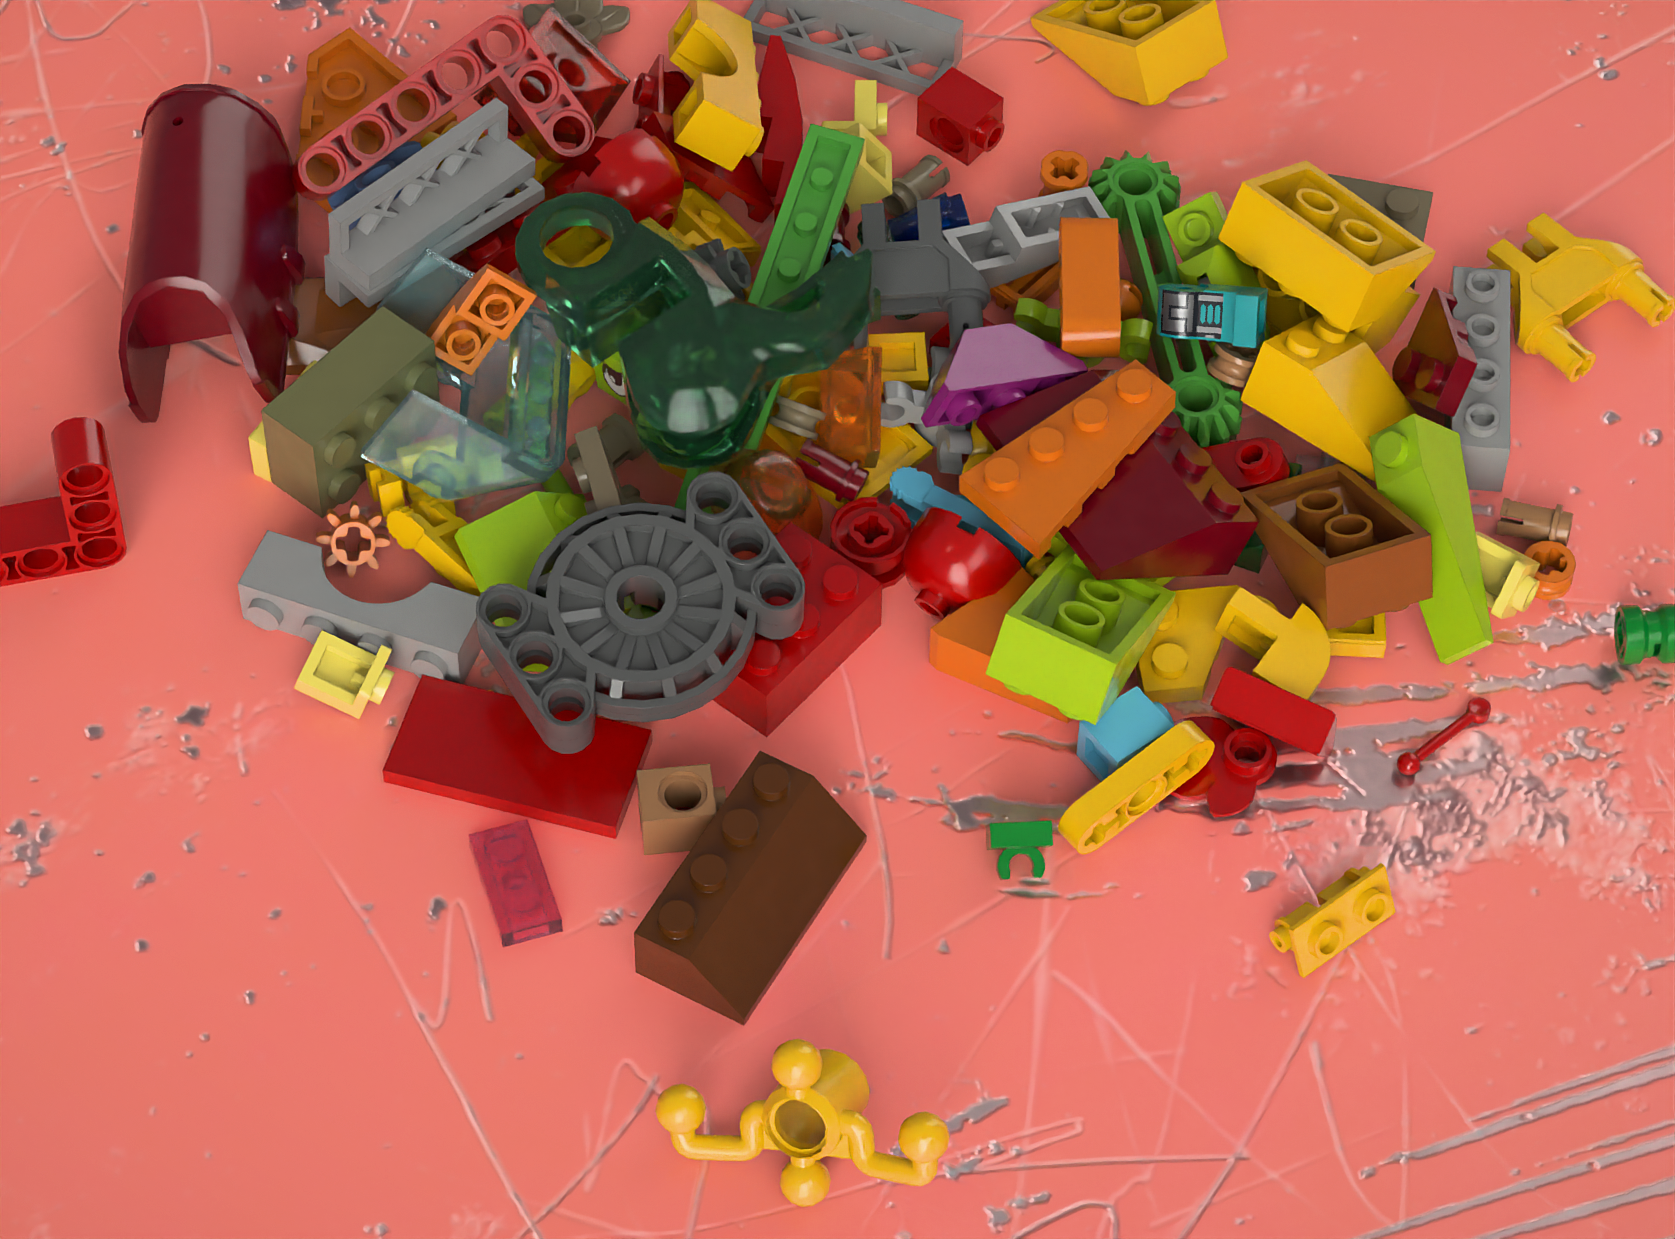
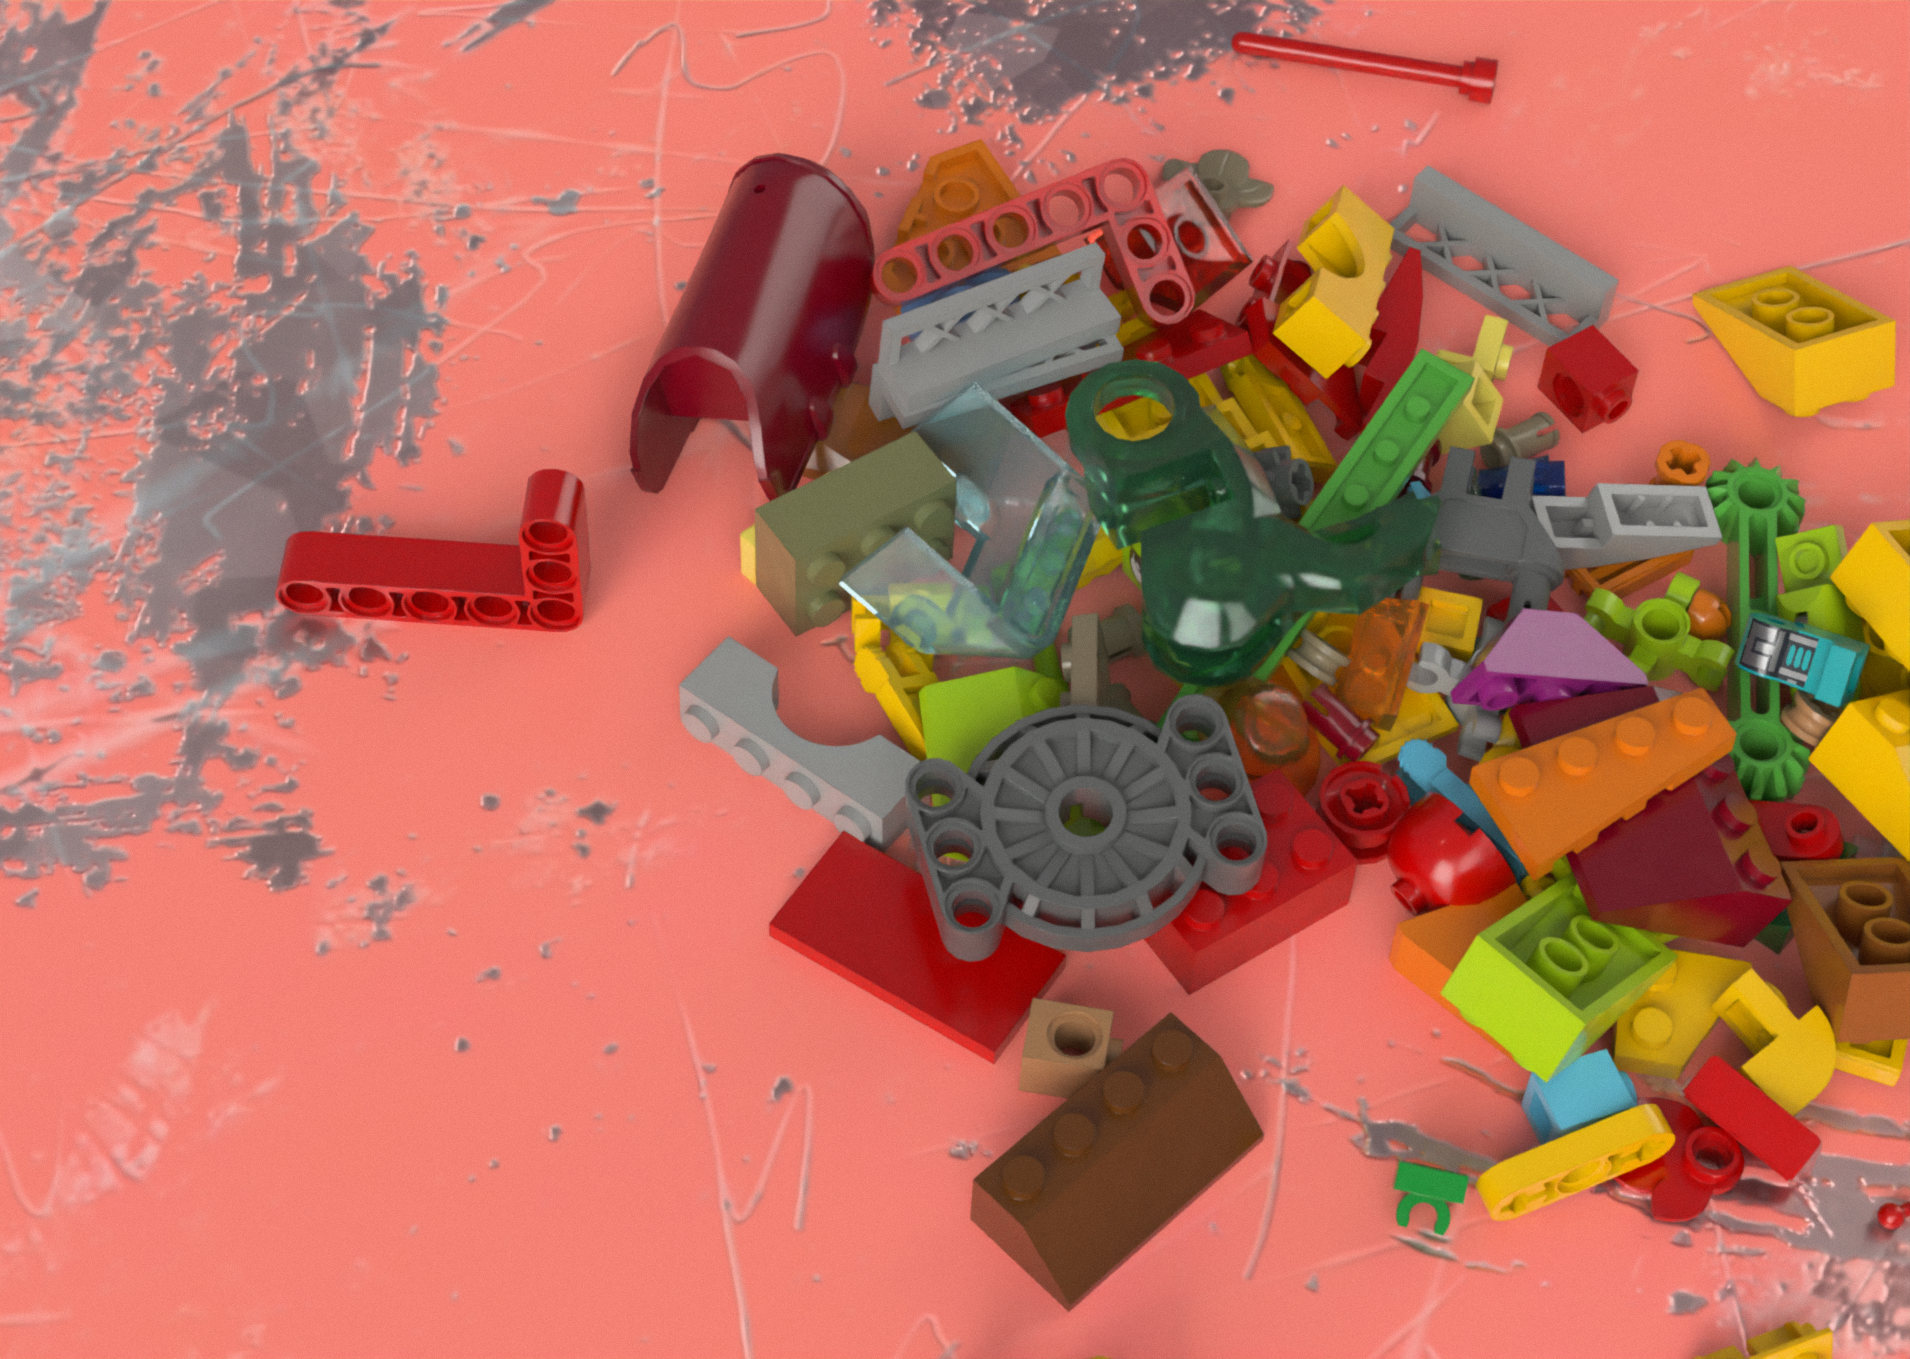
camera: 15 degrees right, 0 degrees up
(344, 674) = (762, 810): light yellow bracket -> none
(365, 549) = (799, 672): orange gear -> none
(477, 316) = (1009, 467): orange slope -> none
(515, 883) = (871, 1085): clear pink plate -> none
(637, 175) = (1222, 361): red cylinder -> none
(1089, 287) = (1674, 595): orange beam -> none

